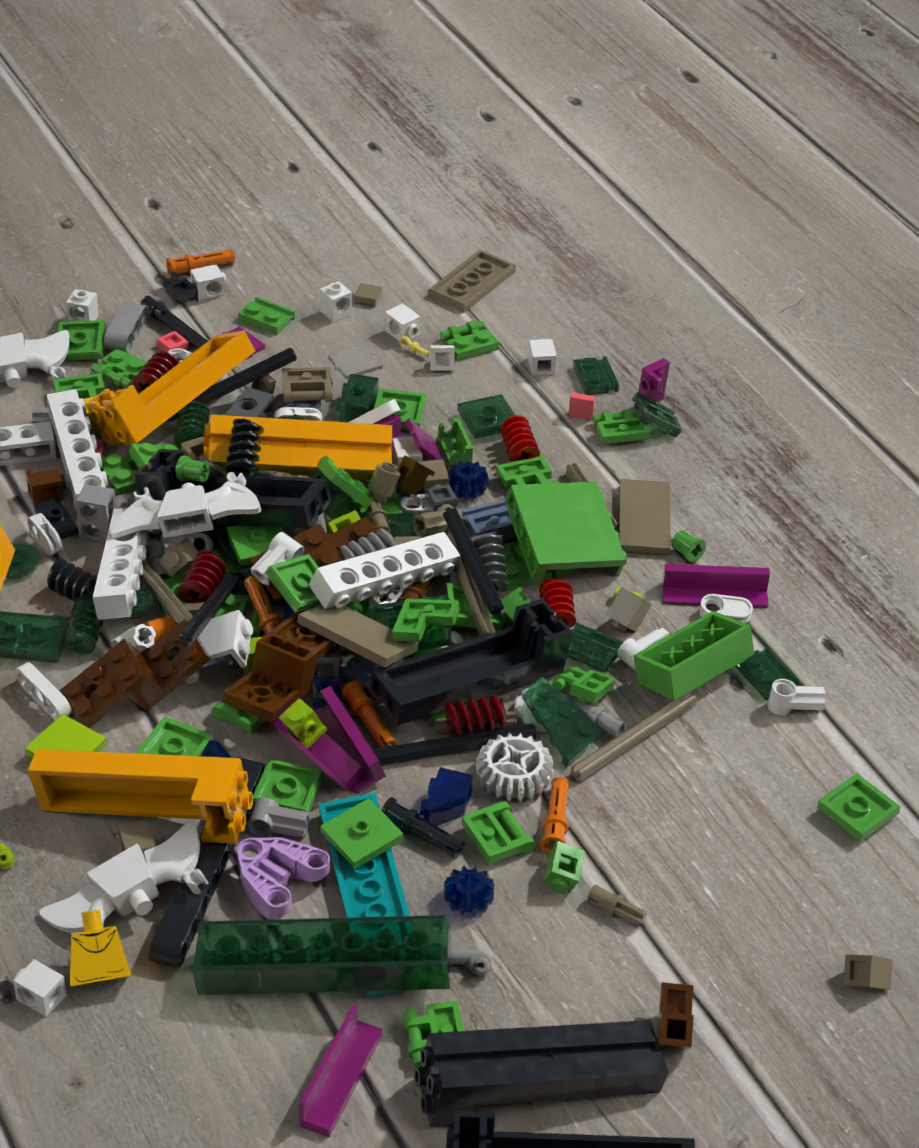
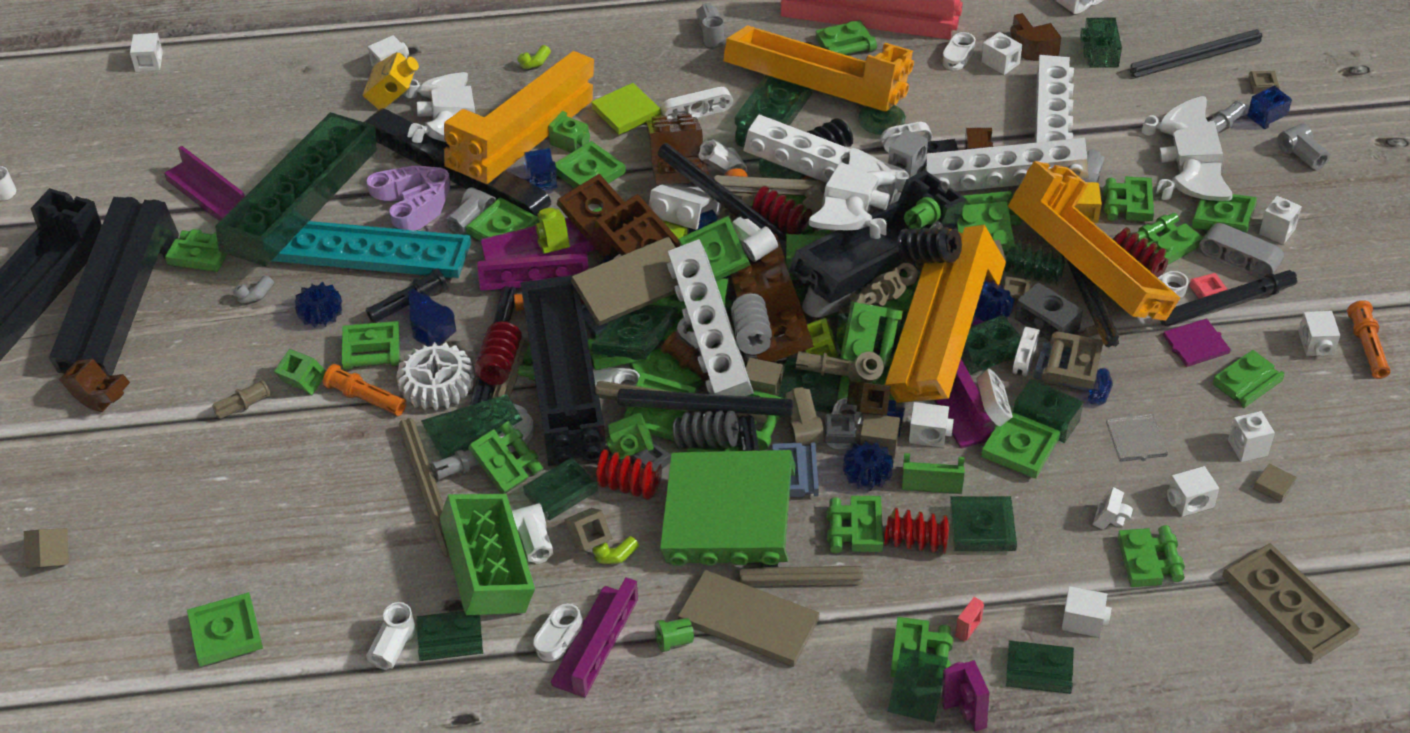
camera: 115 degrees right, 5 degrees up
(179, 290) = (1313, 304): black plate -> none
(362, 833) = (413, 246): bright green plate -> none
(414, 347) = (1148, 496): light yellow hand -> none
(422, 612) = (620, 319): bright green plate -> none
(423, 441) = (937, 437): magenta piece -> none

